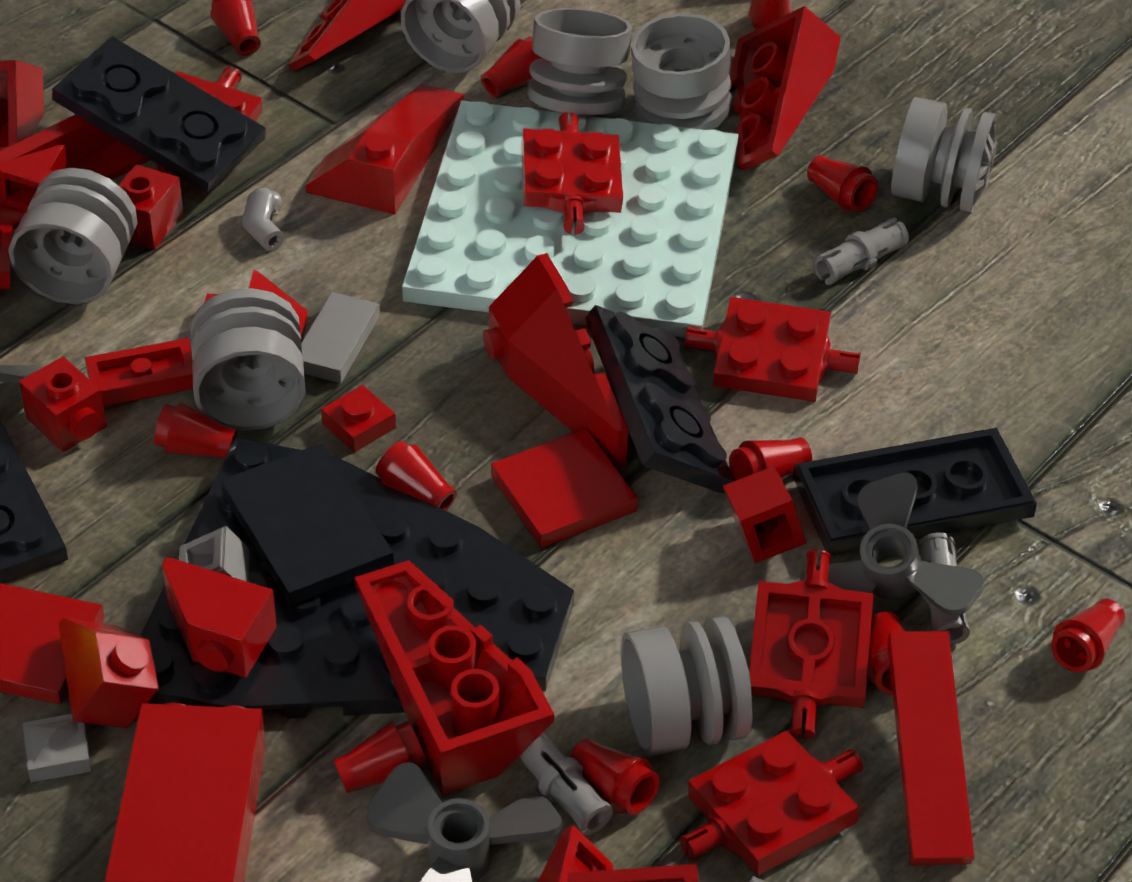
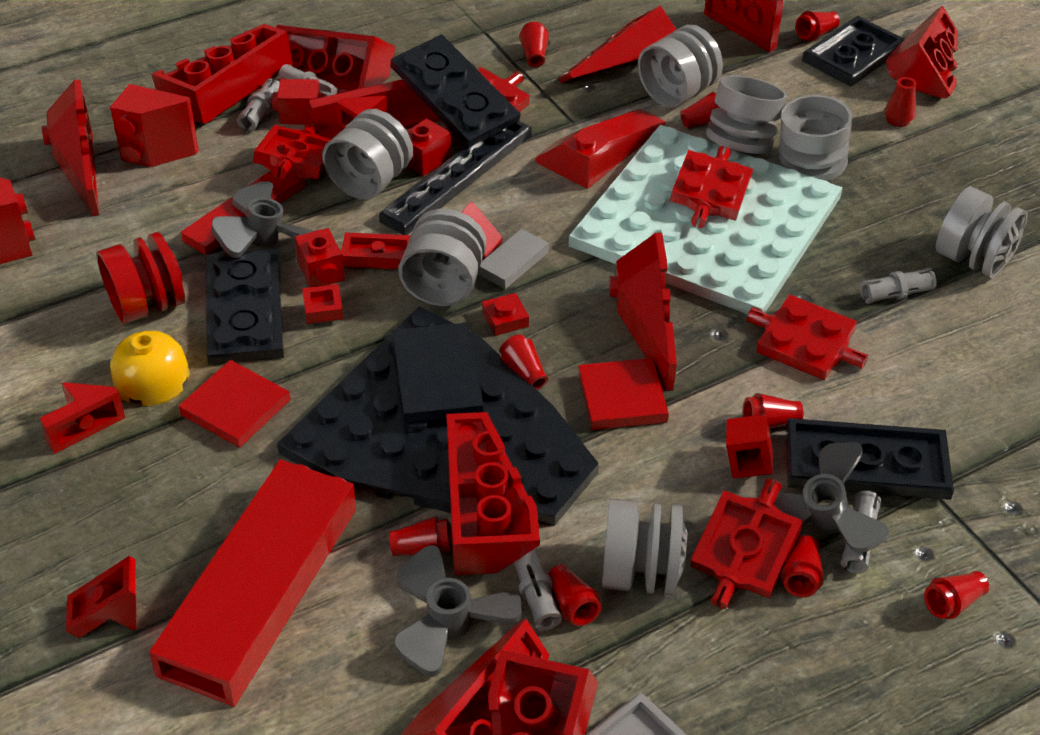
camera: 20 degrees right, 0 degrees up
(55, 748) = (223, 473): light grey tile -> none
(95, 468) = (322, 303): none -> red plate
(106, 672) = (269, 433): red slope -> none
(192, 433) = (391, 296): red cone -> none
(197, 247) = (452, 178): none -> black tile
(218, 552) = (367, 383): light grey slope -> none
(219, 616) = (353, 417): red slope -> none
(257, 218) = (493, 172): light grey arm -> none
(658, 399) = (708, 350): black piece -> none
(772, 803) = (676, 645): red plate -> none
(777, 81) = (886, 155): red wedge -> none
(845, 183) = (904, 236): red cone -> none
(930, 749) = (801, 640): red tile -> none

